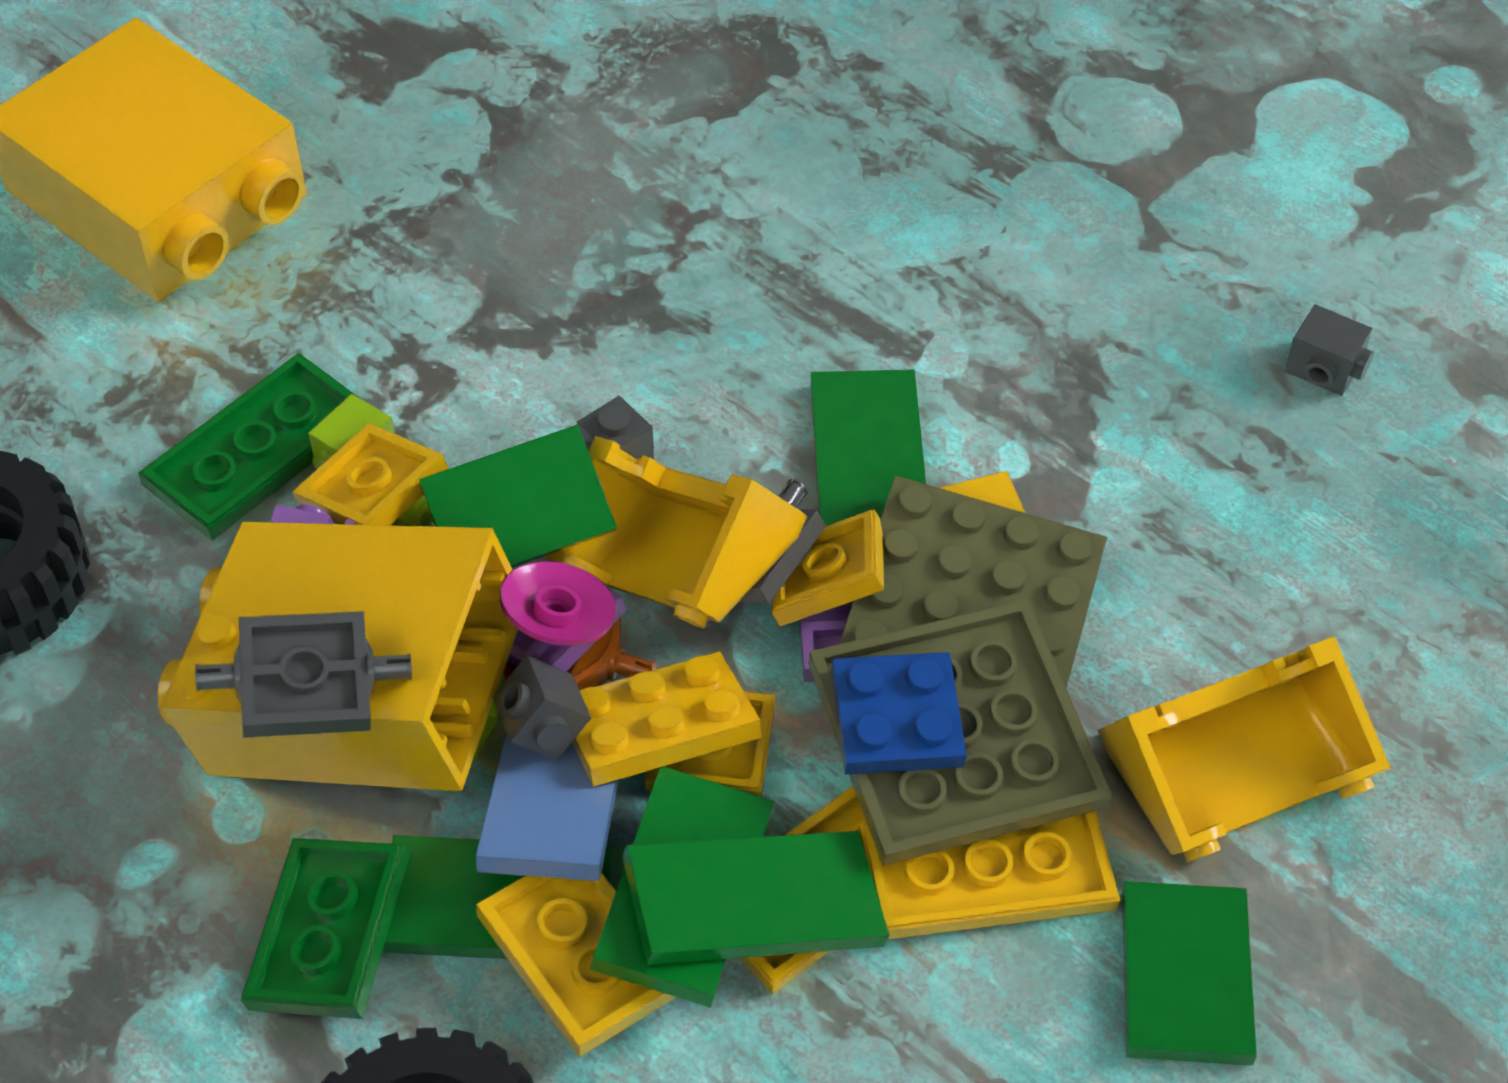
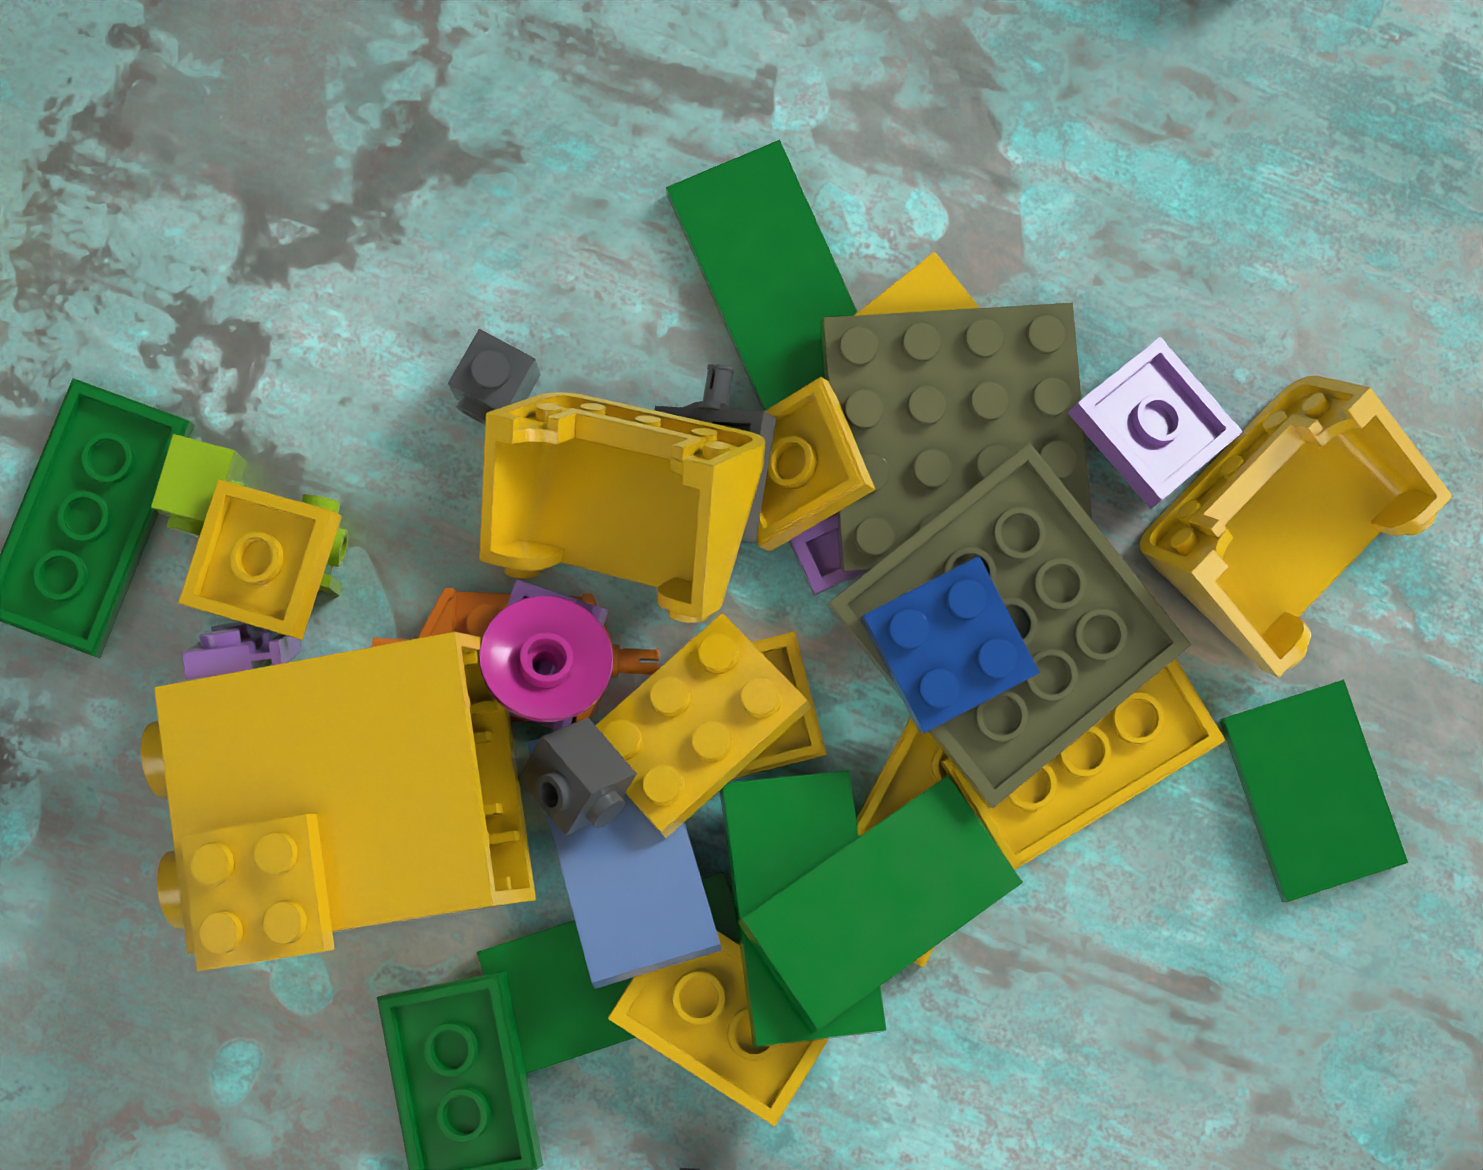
camera: 25 degrees left, 30 degrees up
(303, 674) = (345, 906): dark grey plate -> none
(531, 494) = (438, 532): green tile -> none
(1145, 639) = (1155, 422): none -> plate

